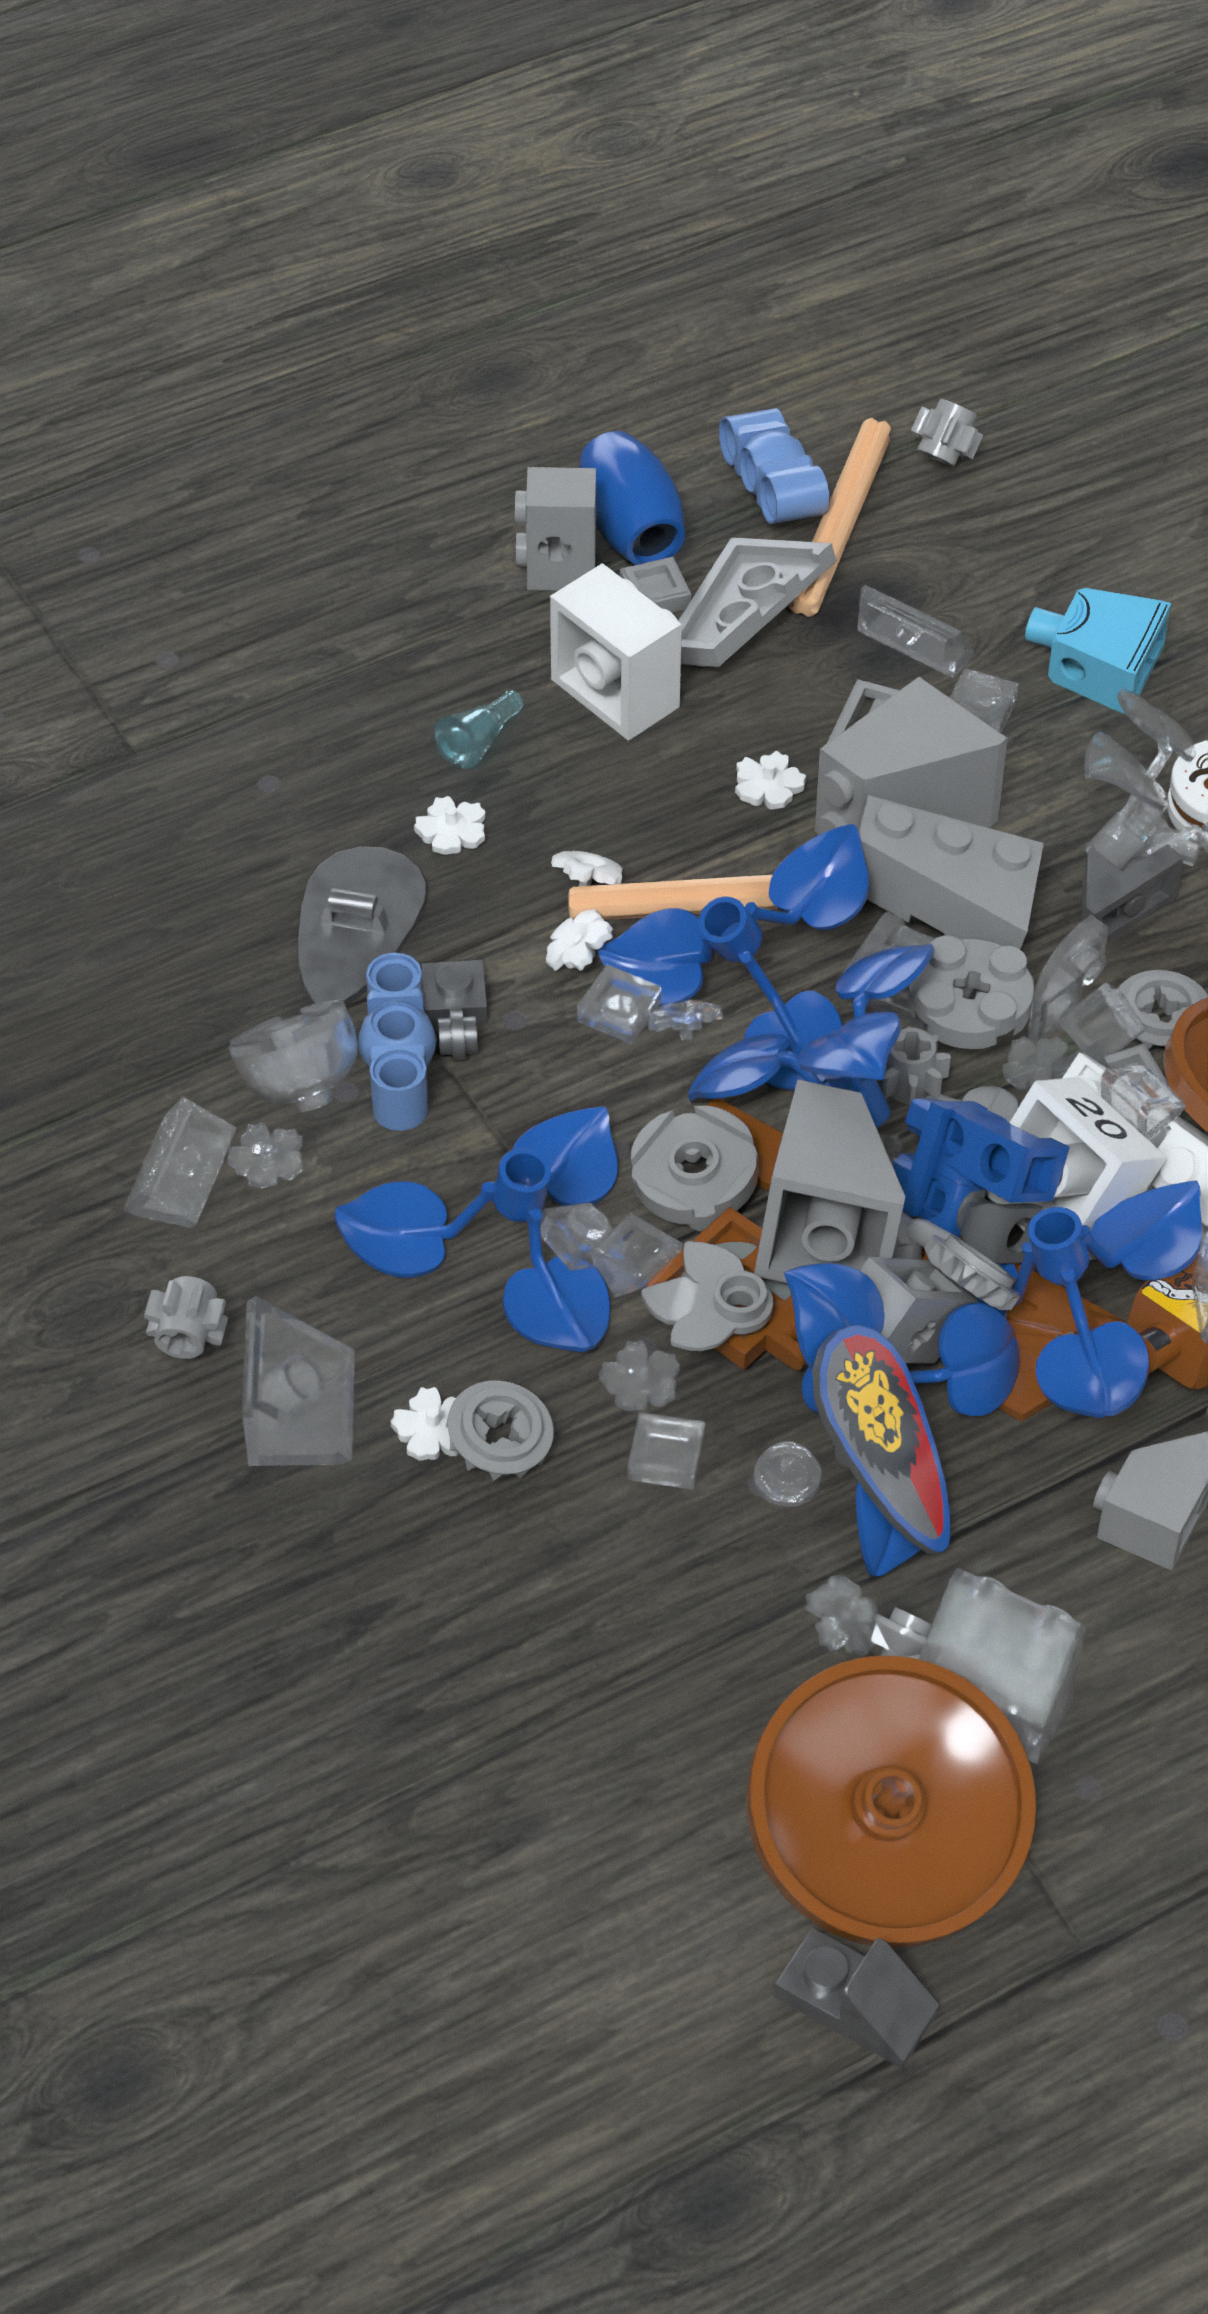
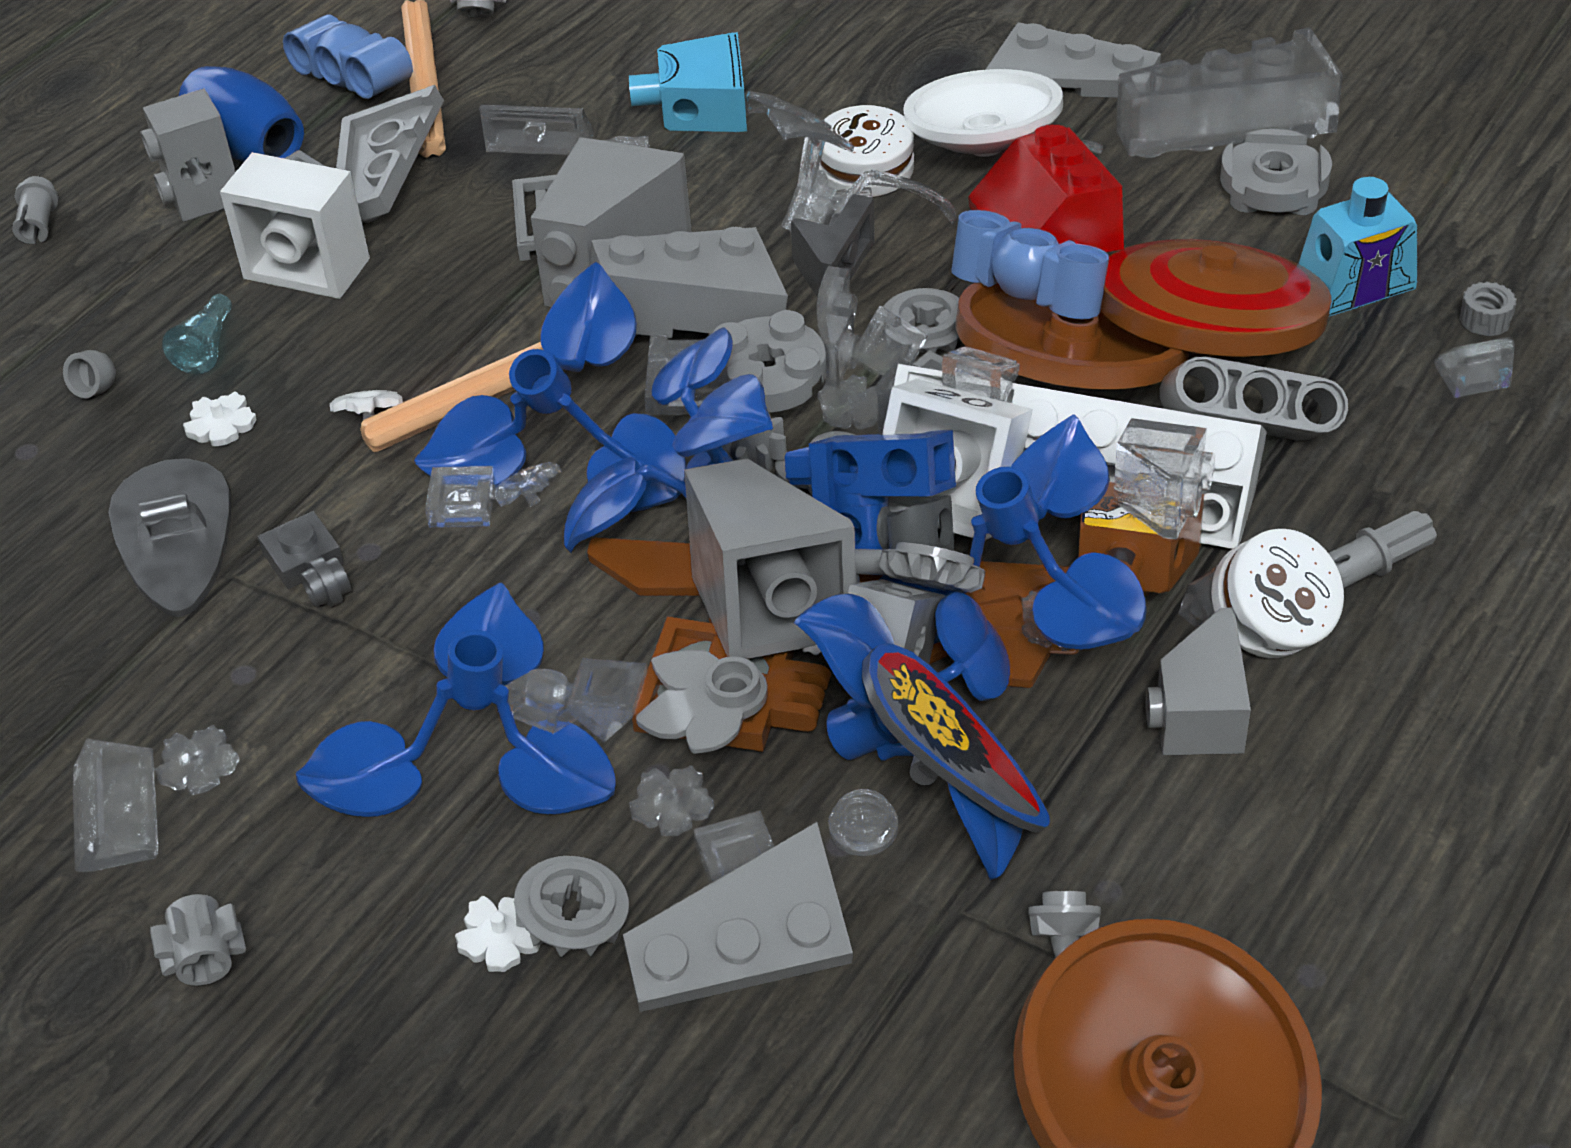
camera: 25 degrees left, 5 degrees down
(295, 1391) = (348, 961): clear slope -> none
(298, 1056) = (185, 655): clear cylinder -> none
(357, 727) = (88, 373): none -> light grey hinge
(397, 1041) = (272, 608): medium blue piece -> none
(399, 511) = (35, 202): none -> light grey pin
(577, 939) = (389, 461): white plant -> none
(630, 1518) = (744, 929): none -> light grey wing
(699, 1196) = (612, 628): light grey plate -> none
(768, 781) = (482, 282): white plant -> none
(844, 1616) = (1000, 924): clear plant -> none
(1011, 1651) = (1184, 873): clear slope -> none

